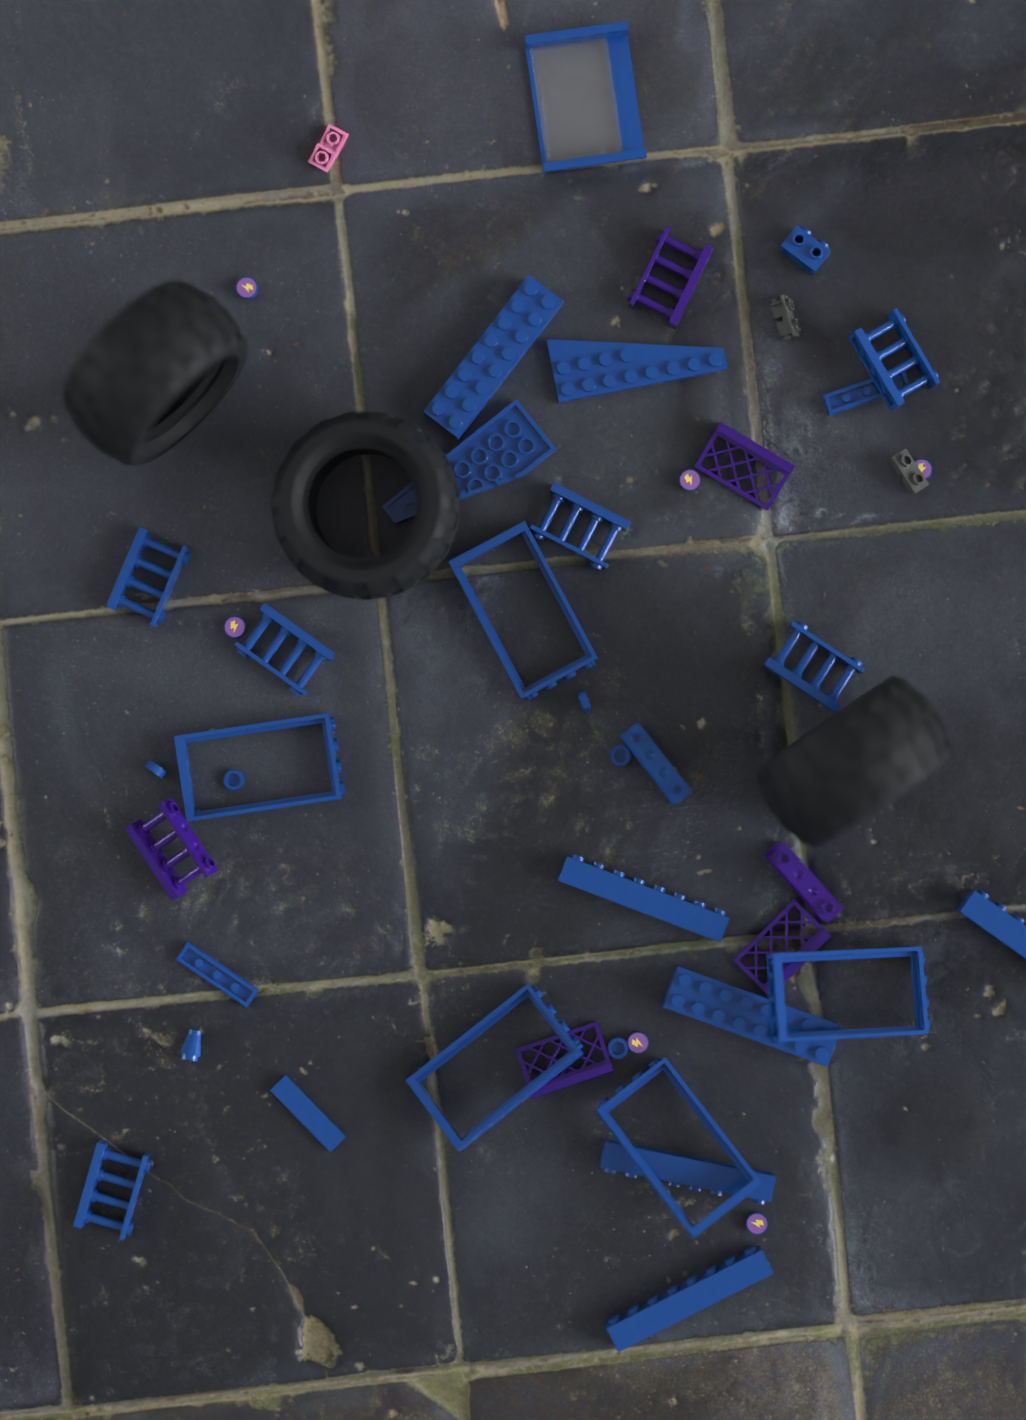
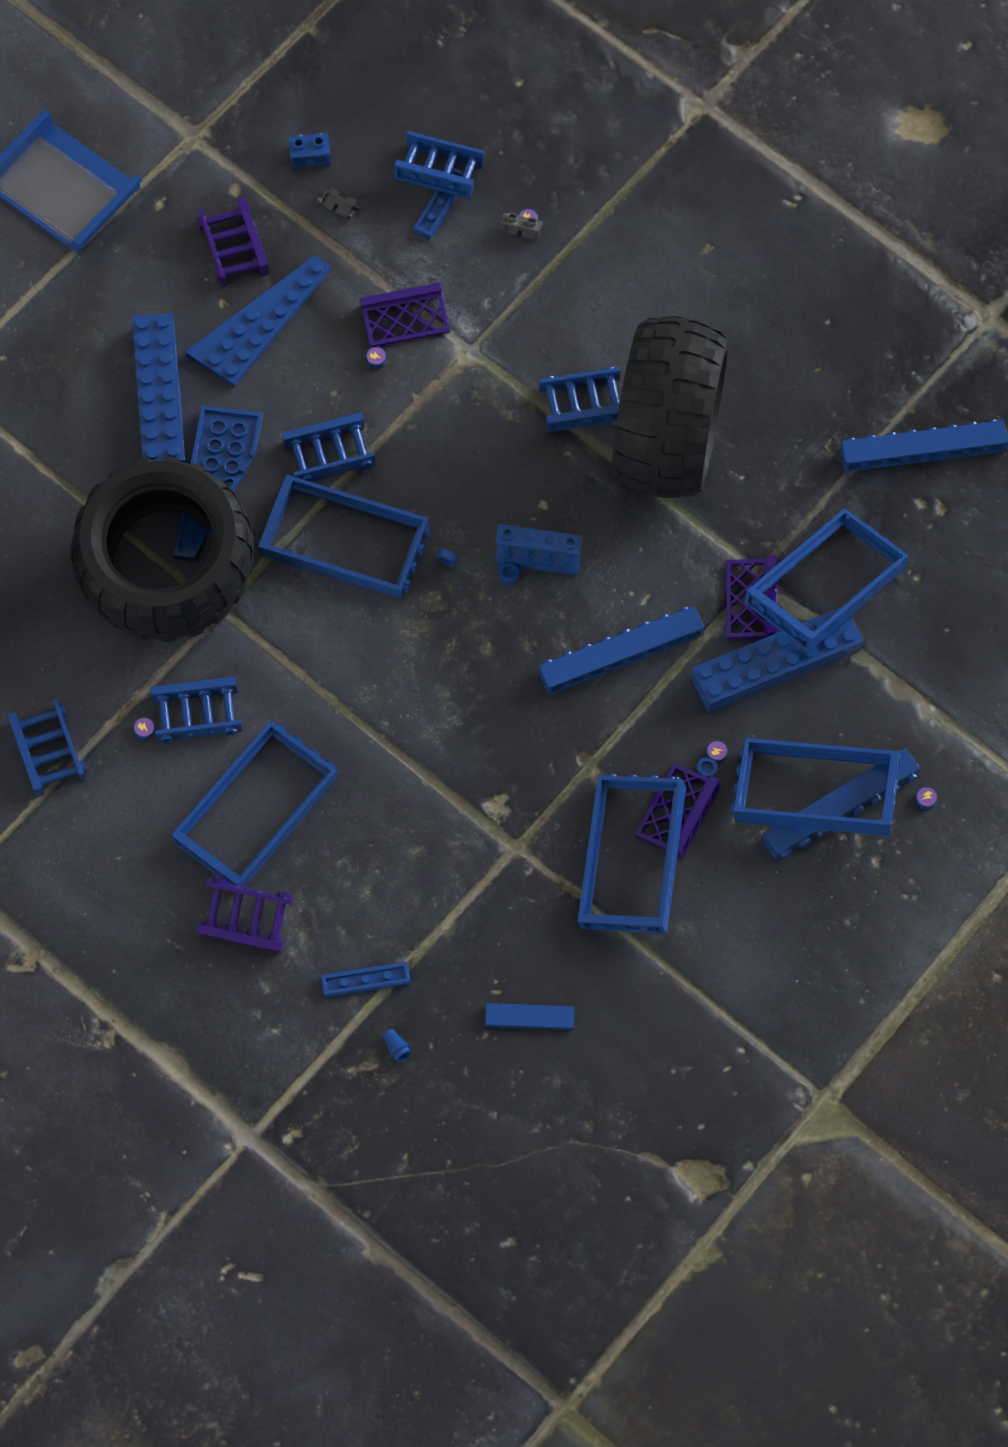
camera: 45 degrees left, 20 degrees down
(96, 1174) = (426, 1222): blue fence -> none
(155, 768) = (179, 874): blue tile -> none
(234, 780) = (245, 833): blue tile -> none
(688, 1298) = (933, 891): blue brick -> none
(803, 881) = (719, 536): dark purple fence -> none

